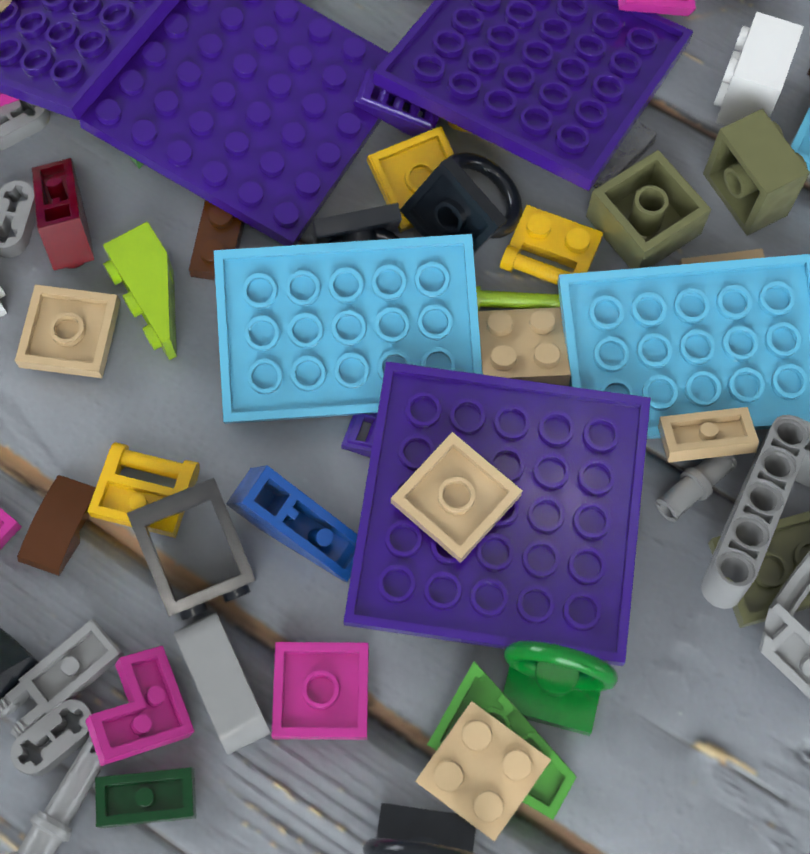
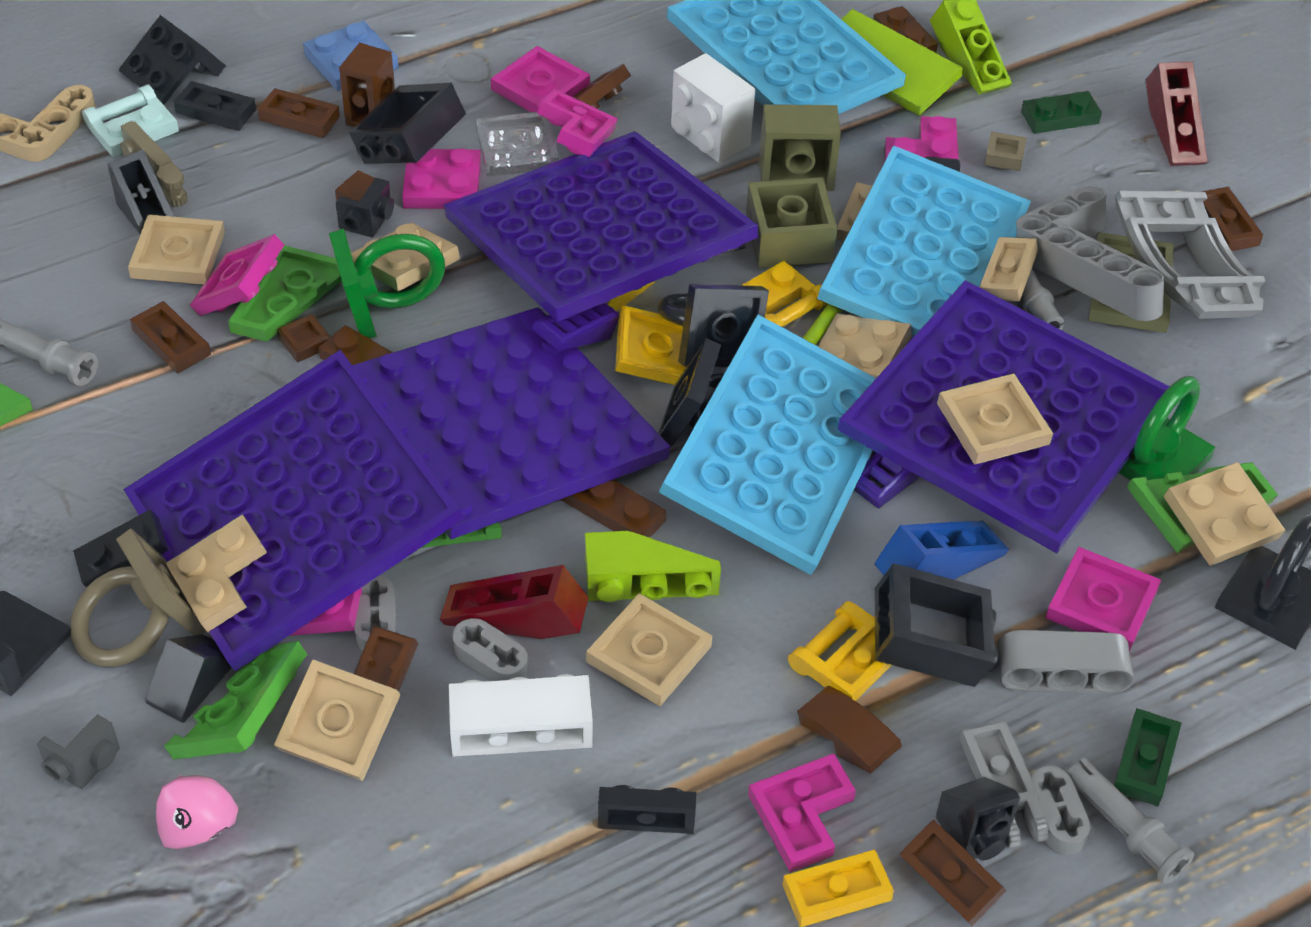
camera: 65 degrees left, 20 degrees down
(151, 716) = (1077, 719): dark pink plate -> none

